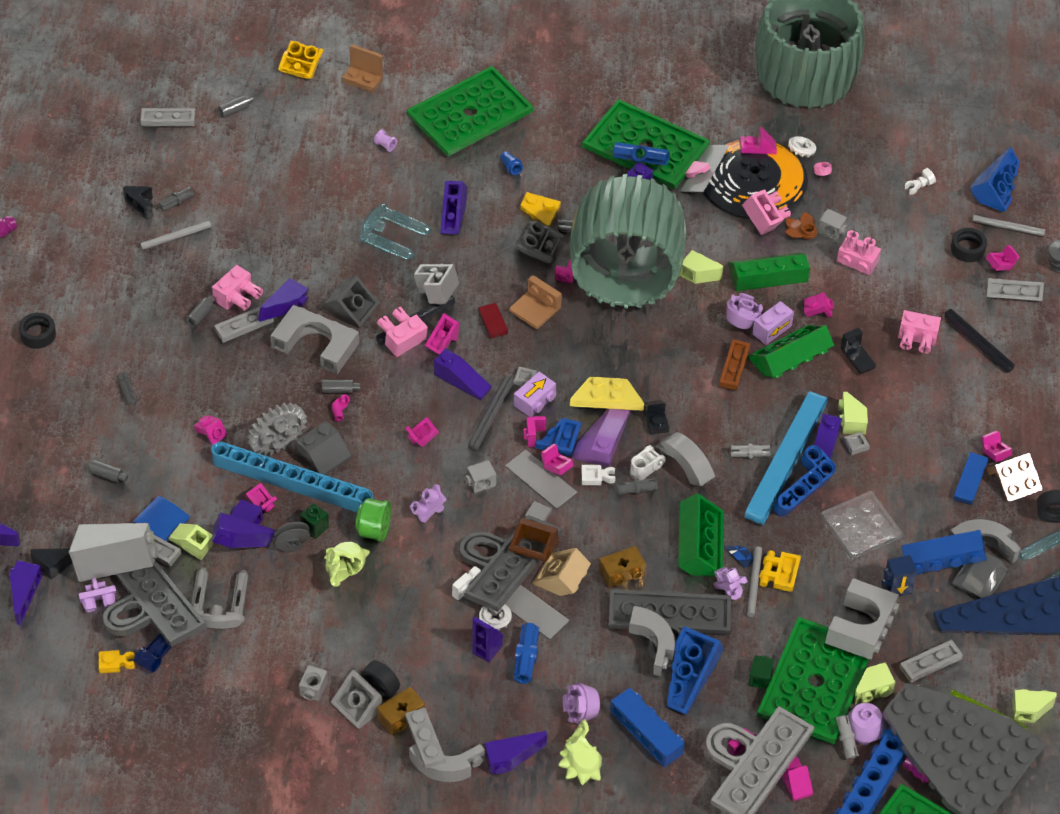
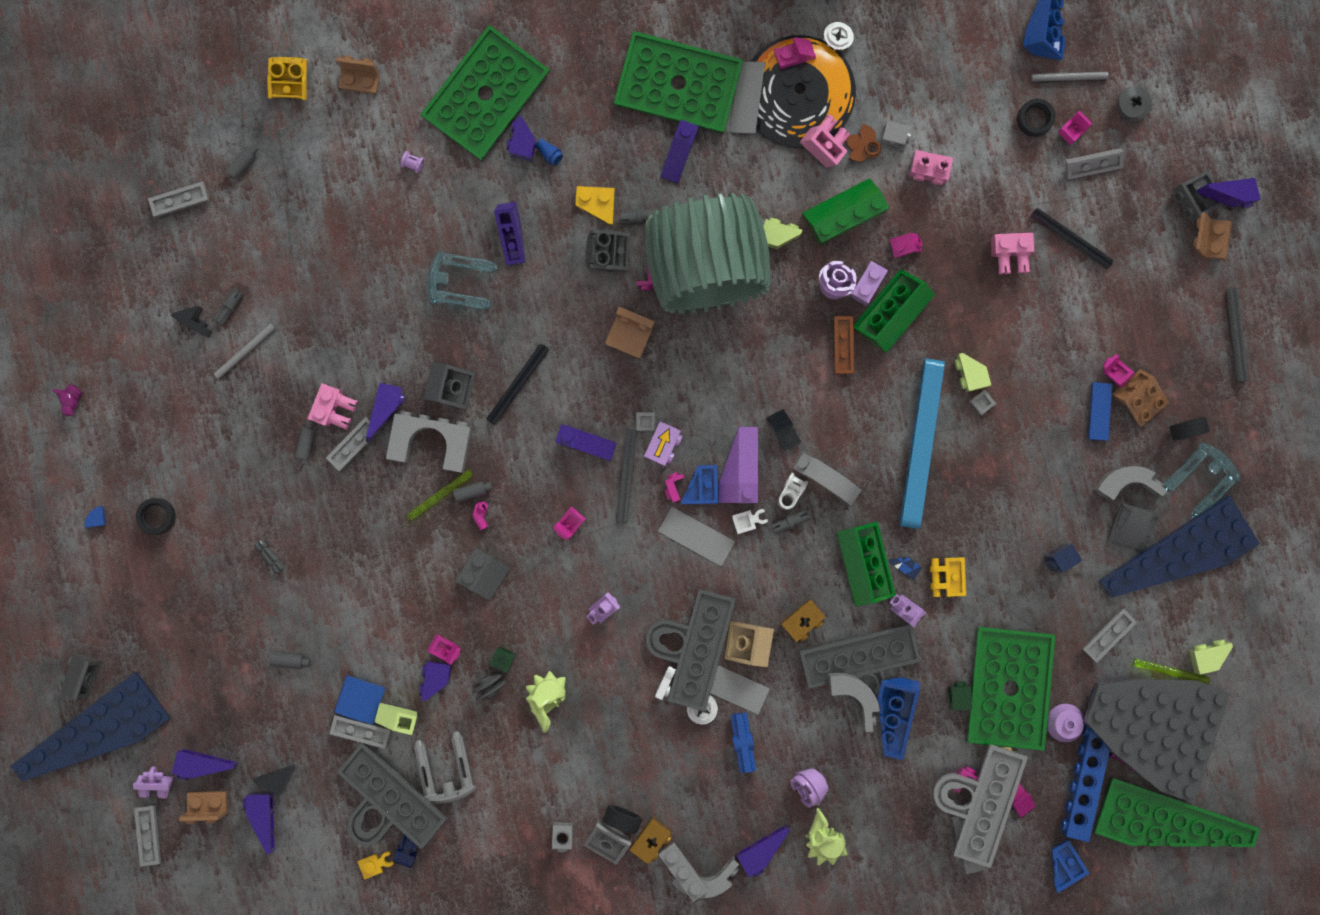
camera: 15 degrees left, 35 degrees up
(88, 598) = (331, 801): lavender hips -> none
(112, 549) = (325, 764): light grey slope -> none
(212, 428) = (366, 580): dark pink bracket -> none
(240, 533) = (435, 707): dark purple slope -> none
(269, 429) = (434, 578): light grey gear -> none
(289, 476) = (416, 615): dark azure beam -> none
(306, 383) = (440, 494): none -> clear neon green bar
(373, 519) = (558, 646): bright green wheel -> none
(405, 335) = (513, 416): bright pink brick -> none
(436, 281) = (528, 339): light grey brick -> none
(444, 332) = (552, 402): dark pink slope -> none
(481, 476) = (640, 558): light grey brick -> none
(485, 640) = (705, 745): dark purple slope -> none
(489, 149) = (523, 142): none -> dark purple slope
(493, 320) = (593, 361): dark red tile -> none
(536, 532) = (719, 617): reddish brown tile -> none
(539, 511) = (706, 580): light grey tile -> none
(554, 461) = (706, 518): dark pink bracket -> none
(607, 393) = (731, 420): light yellow wing -> none
(630, 152) = (670, 109): blue piece -> none
(647, 727) = (874, 788): blue brick -> none
(696, 168) = (740, 102): bright pink tile -> none
(750, 451) = (885, 446): light grey pin -> none
(754, 581) = (927, 594): light grey bar -> none
(803, 486) = (945, 475): blue beam -> none
(822, 168) = (866, 59): bright pink tile -> none
(828, 435) = (954, 417): dark purple slope -> none
(847, 737) = (1054, 745): light grey pin -> none
(855, 352) = (960, 295): black bracket -> none
(858, 638) = (1052, 592): light grey arch -> none
(861, 525) = (1011, 501): clear plate -> none
(875, 683) = (1064, 677): yellowish green slope -> none
(927, 178) = (975, 40): white piece -> none
(946, 551) = (1098, 519): blue brick -> none

